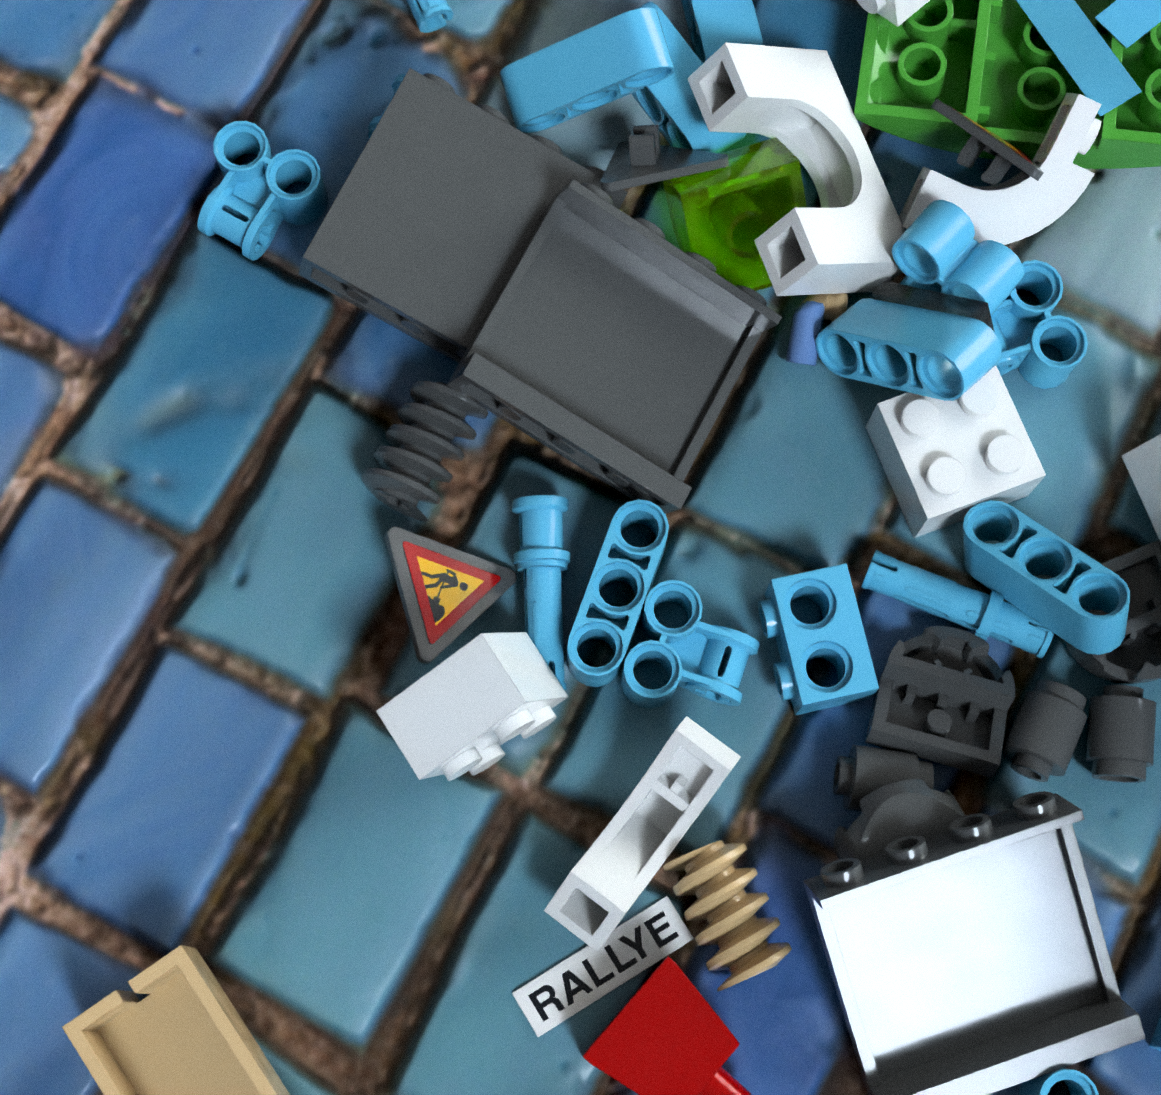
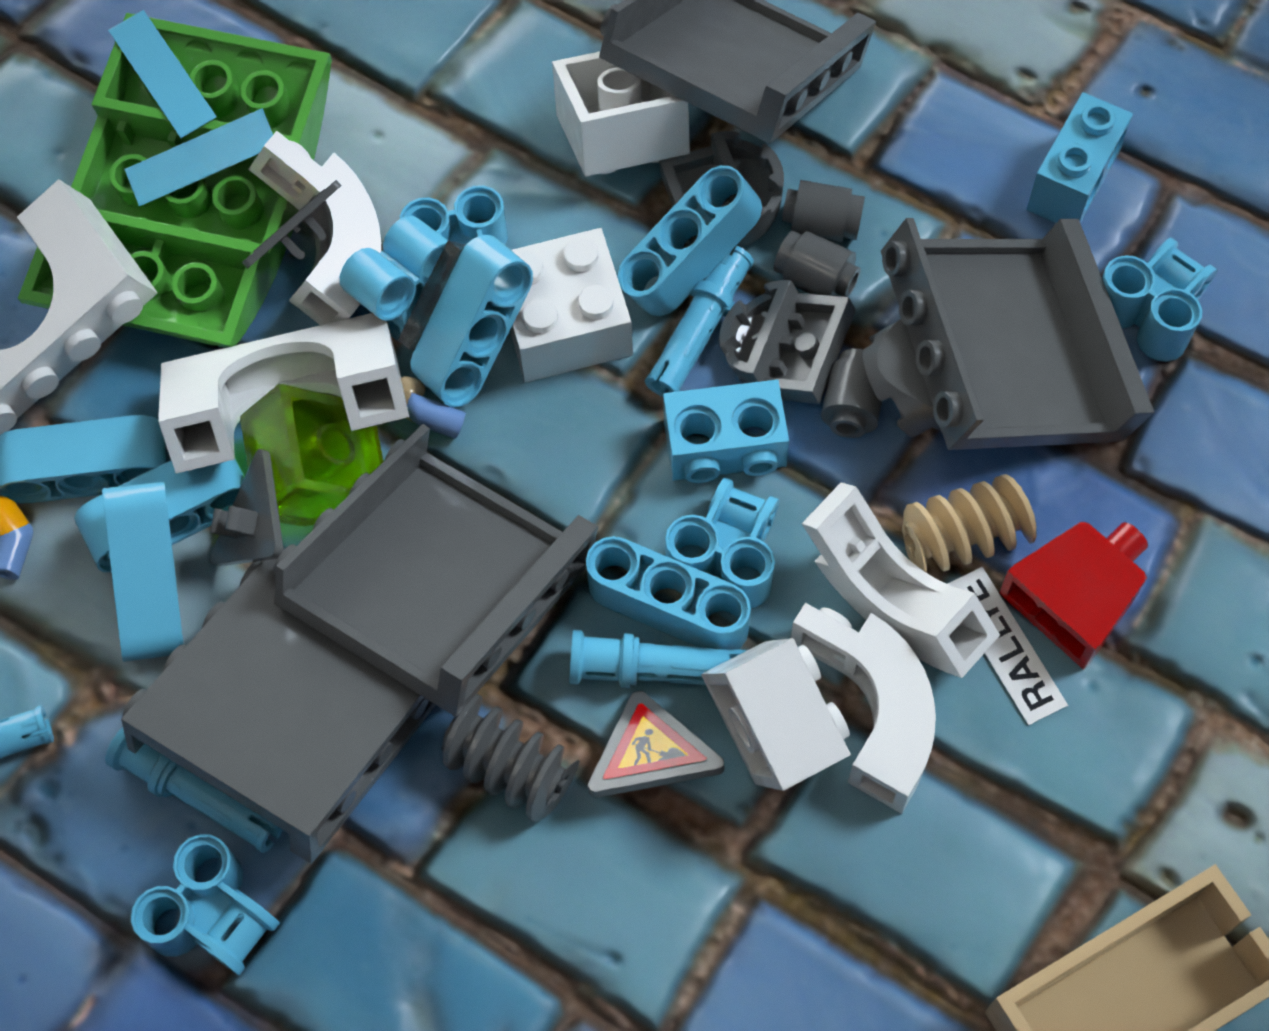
camera: 80 degrees left, 10 degrees down
(517, 846) = (896, 691): none -> white arch

